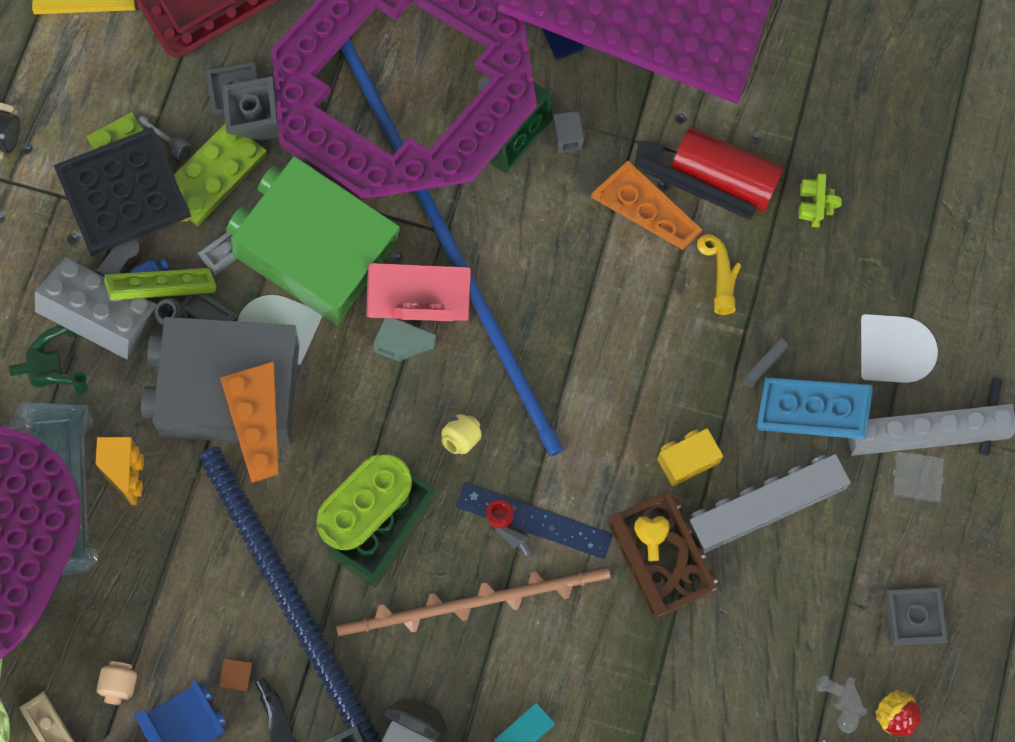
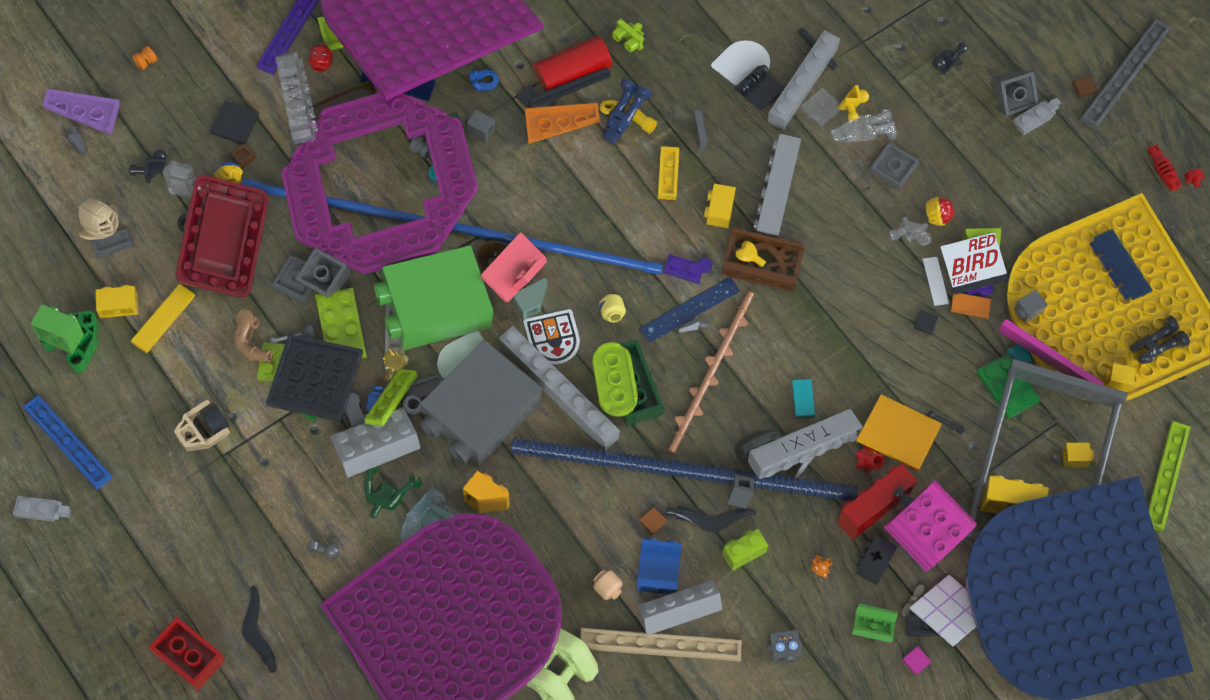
camera: 50 degrees left, 5 degrees down
(122, 87) = (245, 327): none -> medium nougat piece
(208, 257) = (394, 363): none -> clear yellow rock
(254, 415) = (520, 396): orange wing -> none
(314, 451) = (559, 388): none -> light grey brick
(379, 398) = (554, 335): none -> sticker
(418, 251) = (487, 251): none -> dark brown piece
(499, 514) = (673, 322): red tile -> none
(581, 479) = (687, 269): none -> dark purple hinge
(625, 82) = (475, 76): none -> blue piece
(682, 370) = (668, 173): none -> yellow plate
(698, 267) = (619, 121): none -> dark blue piece
(815, 408) = (745, 124): dark azure tile -> none
(888, 386) = (759, 87): none -> black hinge
(930, 543) = (863, 128): none -> clear piece
(955, 505) = (853, 100): none -> yellow piece

